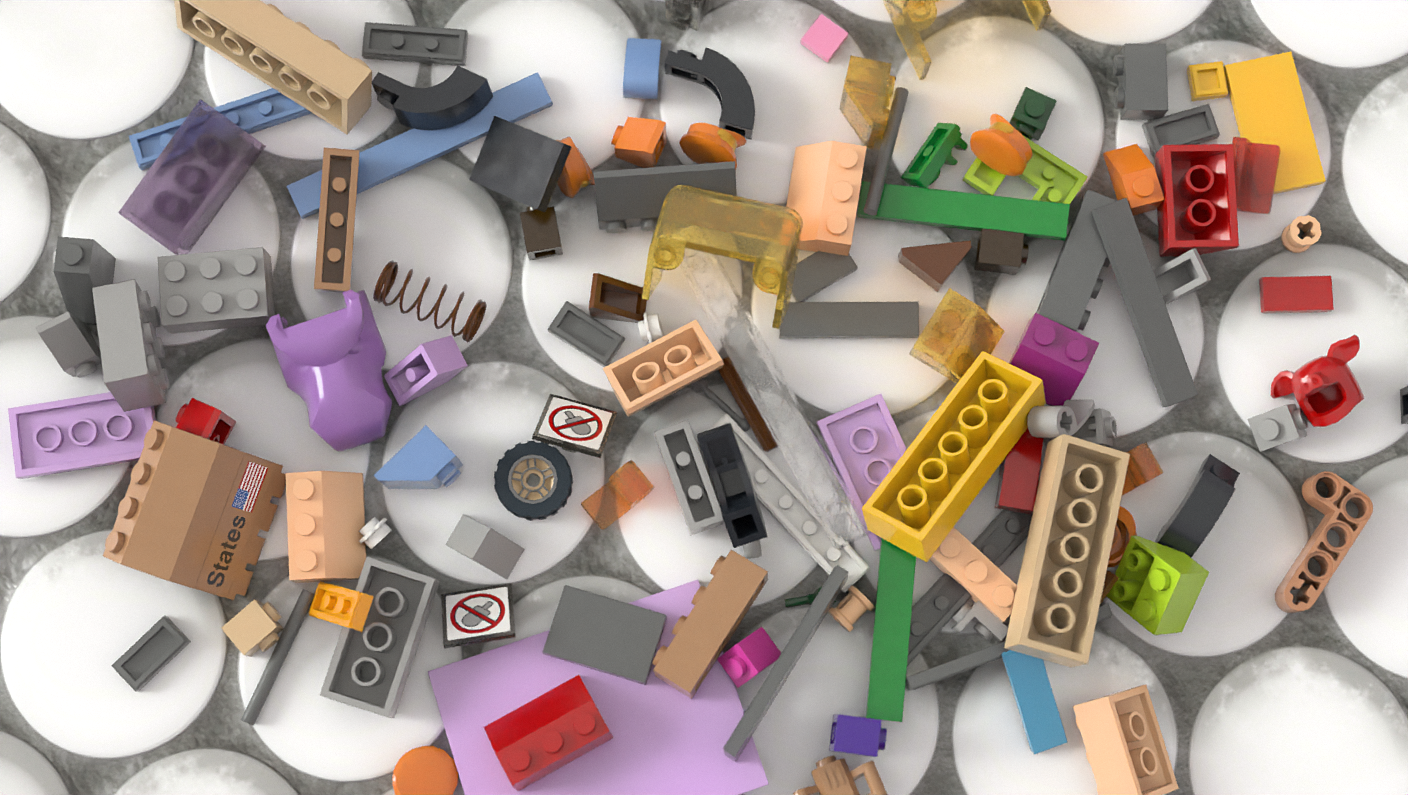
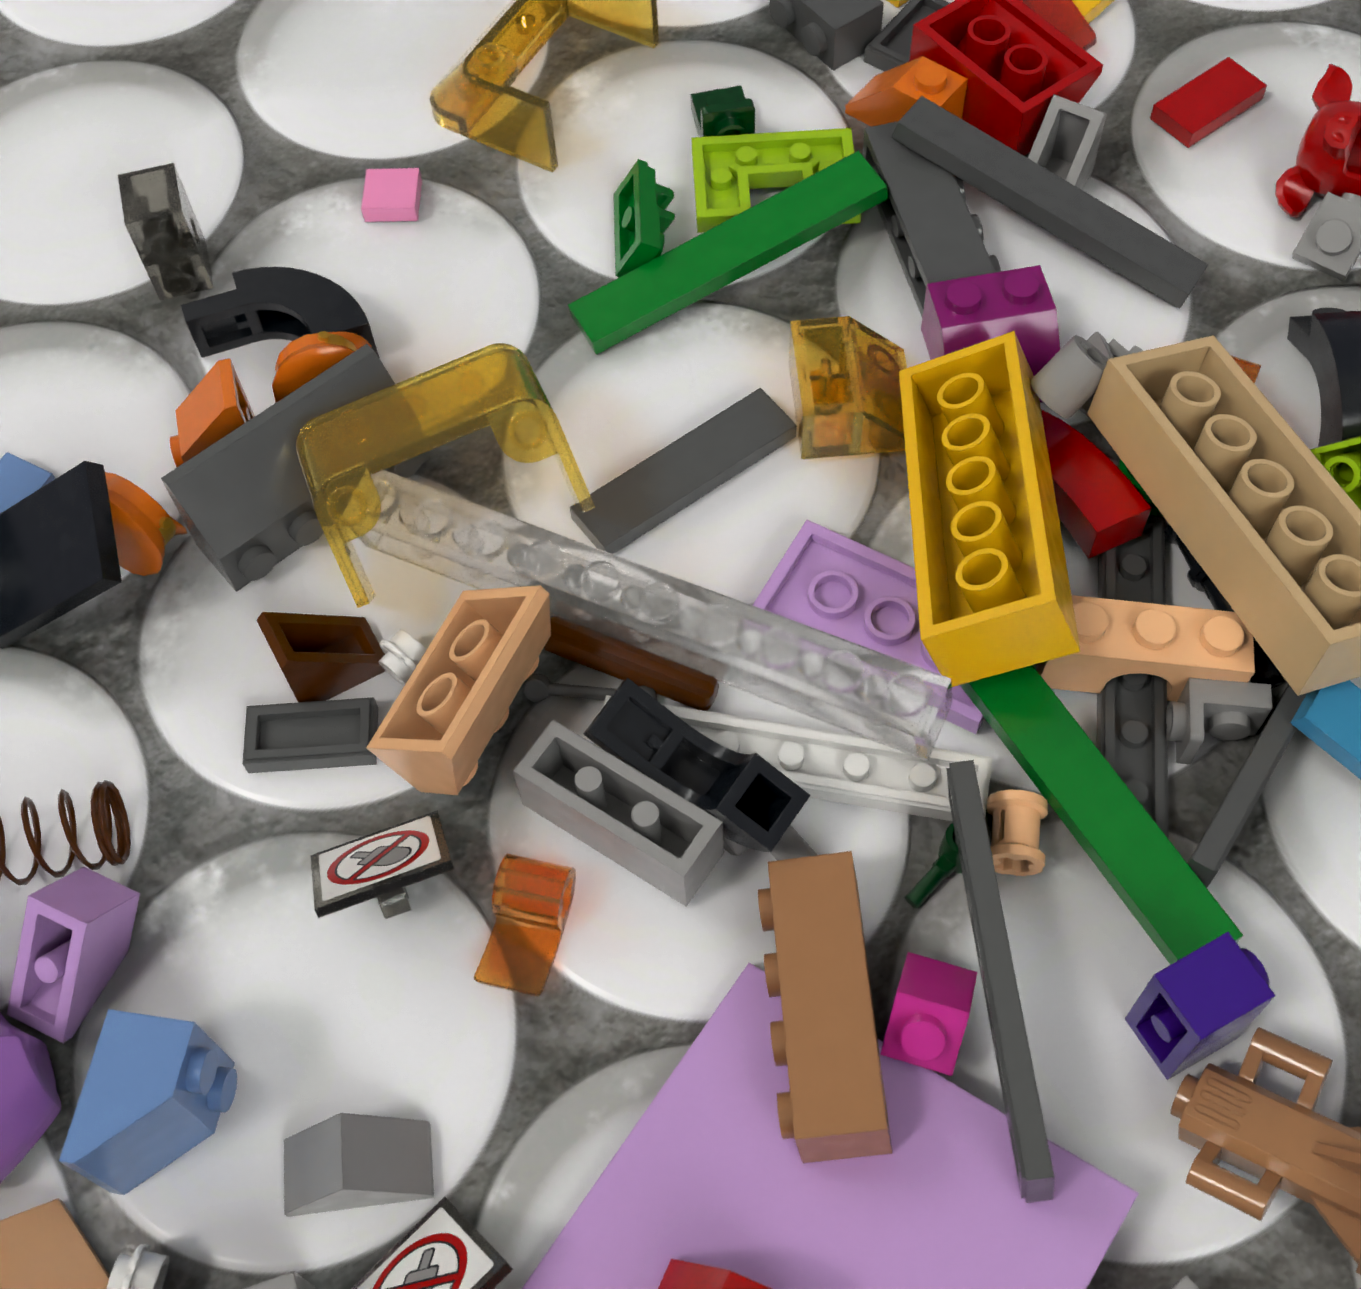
camera: 30 degrees left, 20 degrees down
(513, 477) = (366, 959): black wheel -> none
(541, 233) = (144, 639): dark brown brick -> none
(605, 634) = (665, 1159): dark grey tile -> none
(641, 68) = (163, 365): medium blue panel -> none
(820, 272) = (598, 437): dark grey tile -> none
(826, 194) = (534, 309): light nougat slope -> none
(864, 94) = (497, 201): clear yellow slope -> none
(886, 151) = (573, 255): dark grey bar -> none
(935, 261) = (737, 330): reddish brown slope -> none
(1000, 251) = (815, 267): dark brown brick -> none
(1001, 147) = (719, 139): orange piece -> none
(1290, 234) = (1154, 27): light nougat bush -> none

